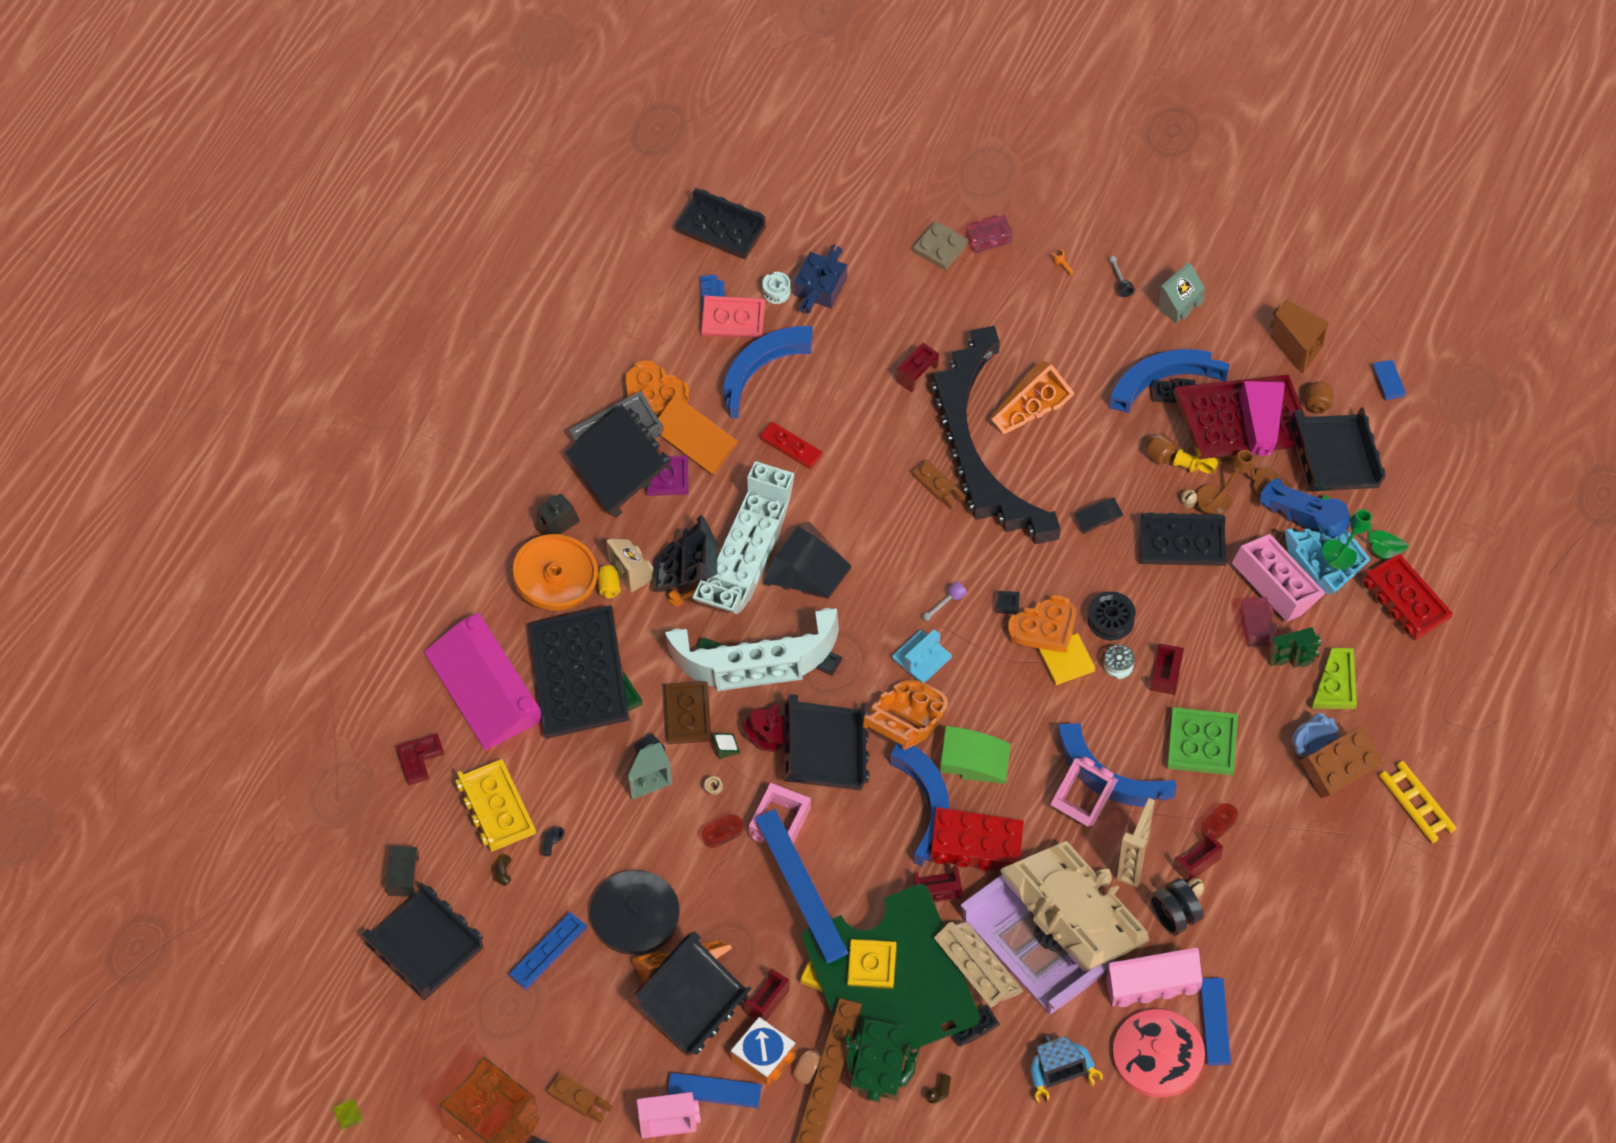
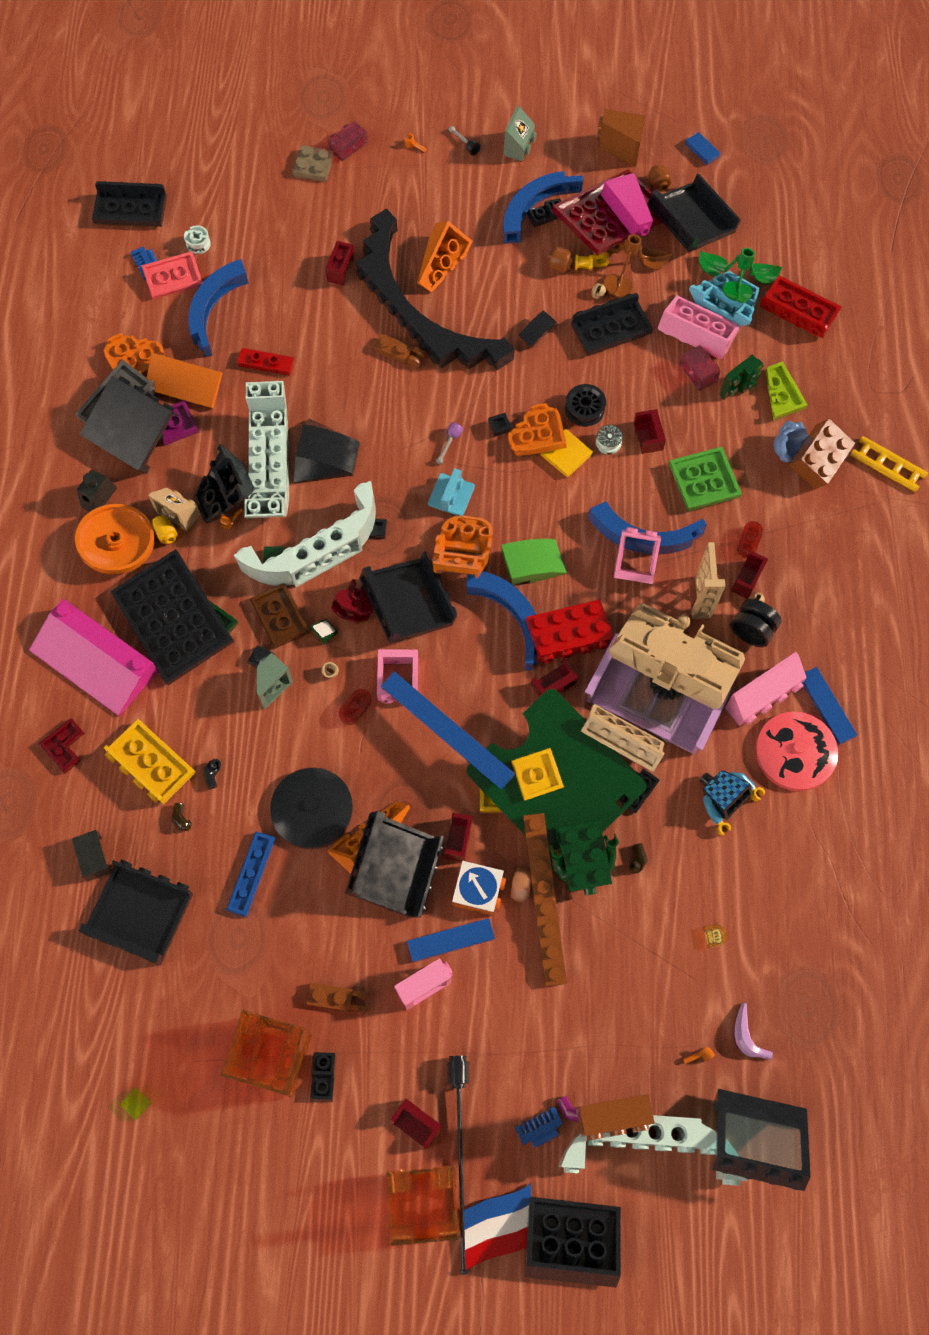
camera: 25 degrees left, 10 degrees up
(820, 279) = (230, 220): dark blue brick -> none
(1327, 515) = (698, 265): blue piece -> none

